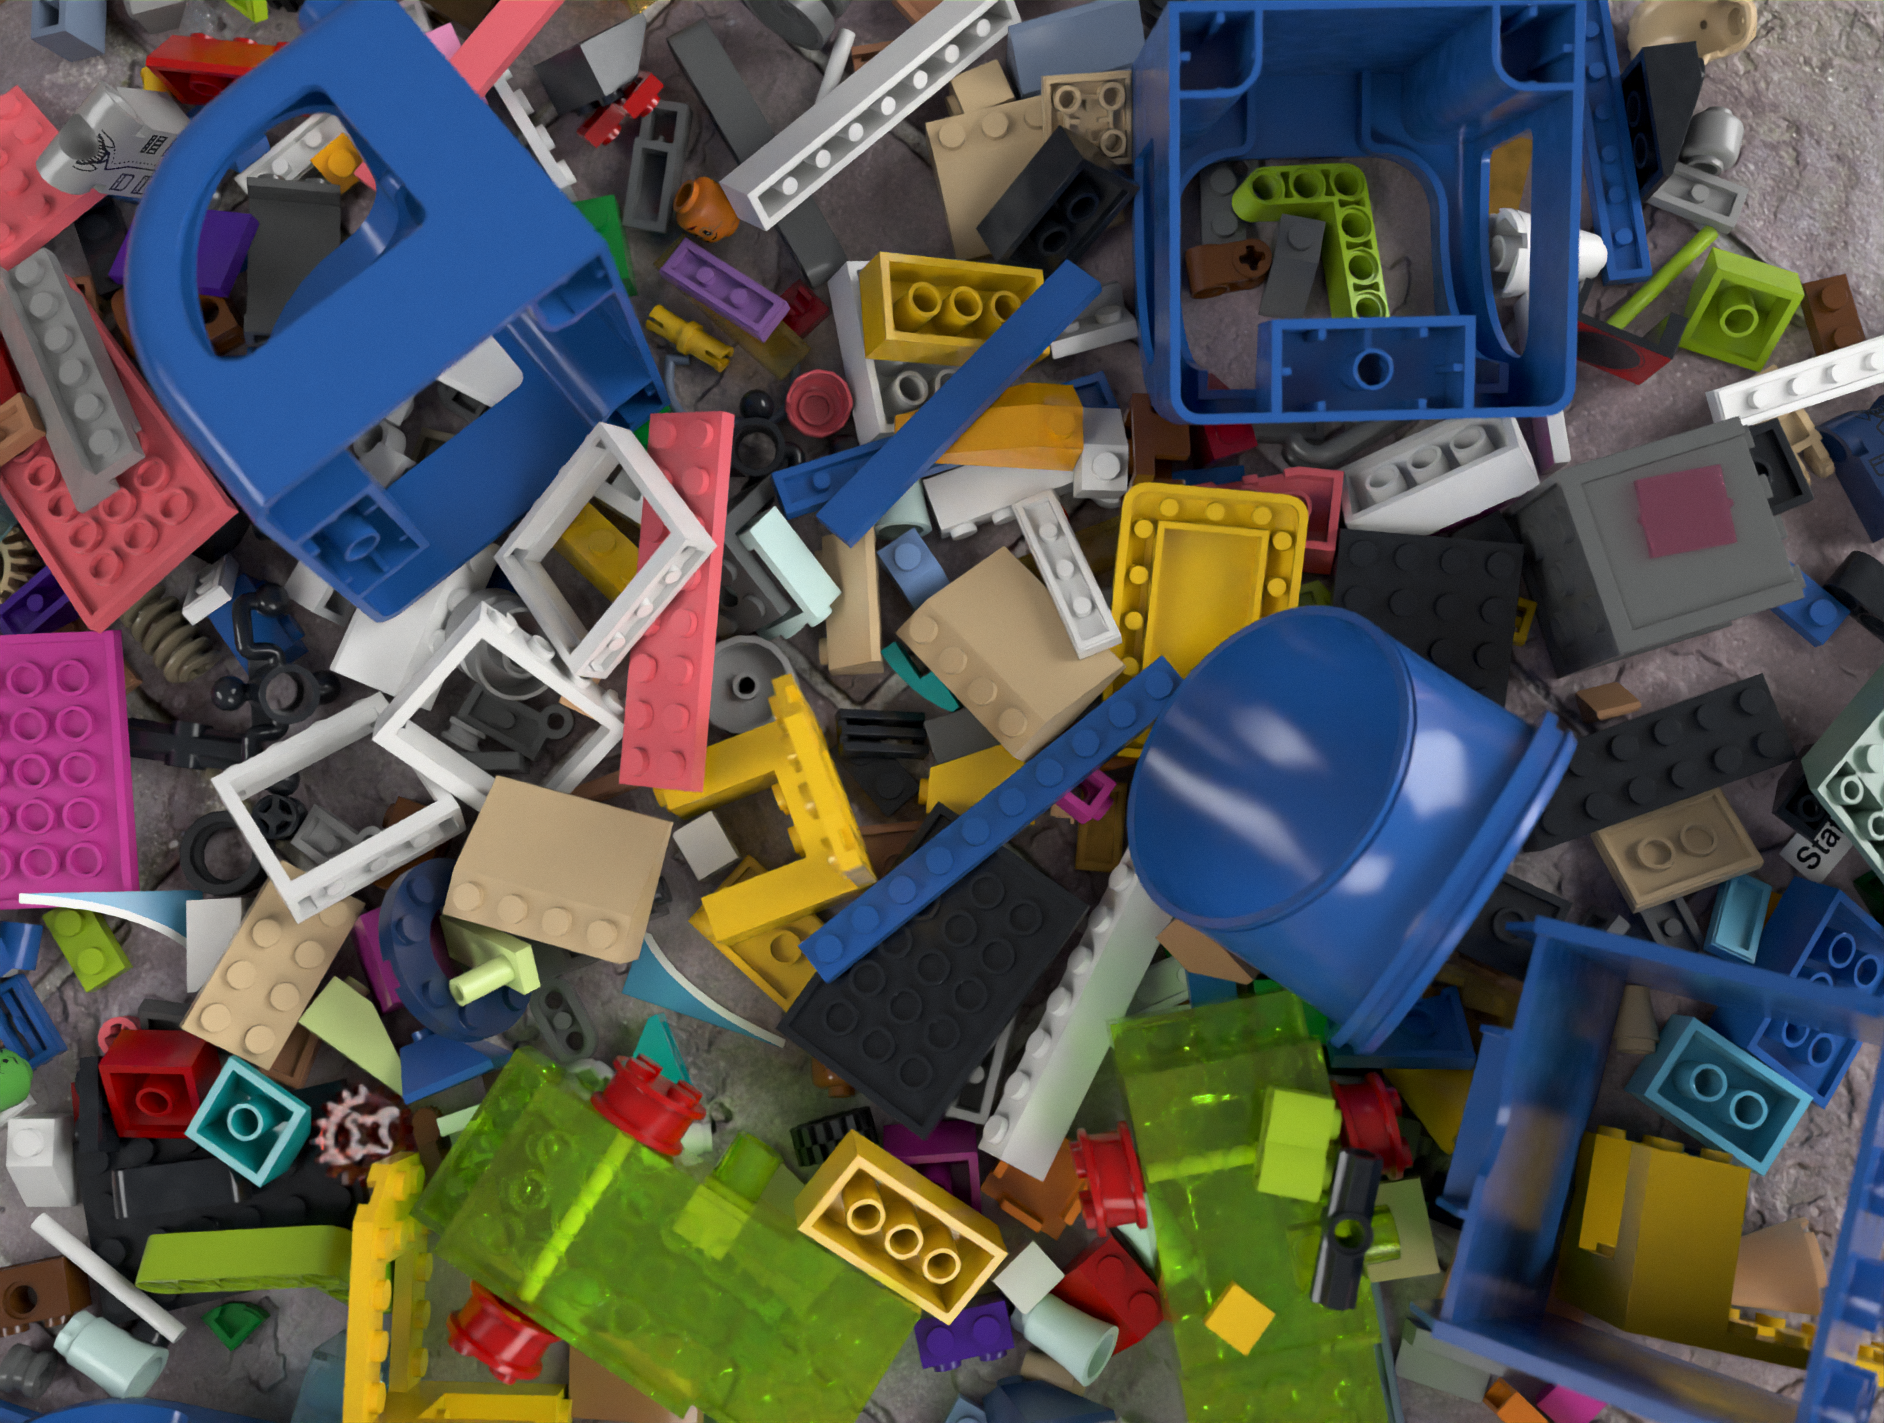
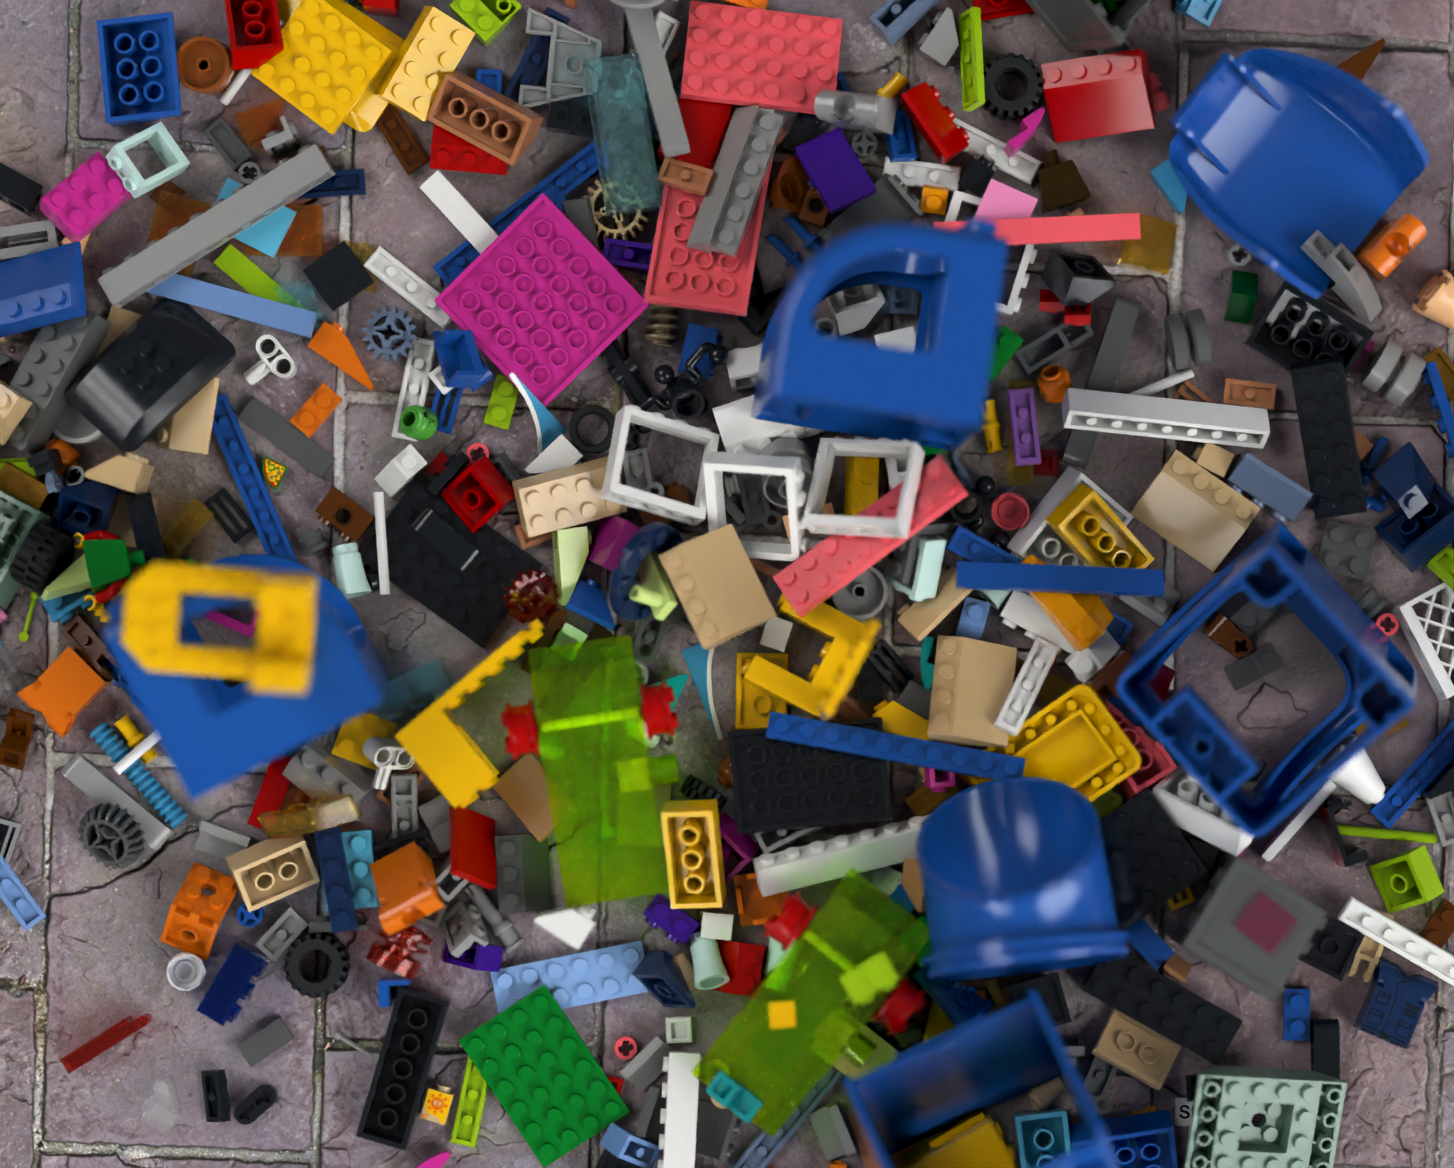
camera: 45 degrees right, 5 degrees up
(210, 588) = (700, 328): white tile -> none
(235, 1321) = (405, 610): green tile -> none
(251, 1123) = (502, 548): teal slope -> none
(252, 1261) = (453, 604): lime beam -> none
(1056, 205) = (1185, 541): black slope -> none
(1093, 107) = (1237, 521): tan tile -> none
(1339, 211) = (1278, 681): lime beam -> none
(1342, 1257) = (868, 1017): black piece -> none
(1566, 703) = (1149, 944): none -> blue slope
(1738, 919) = (1128, 1100): medium azure tile -> none

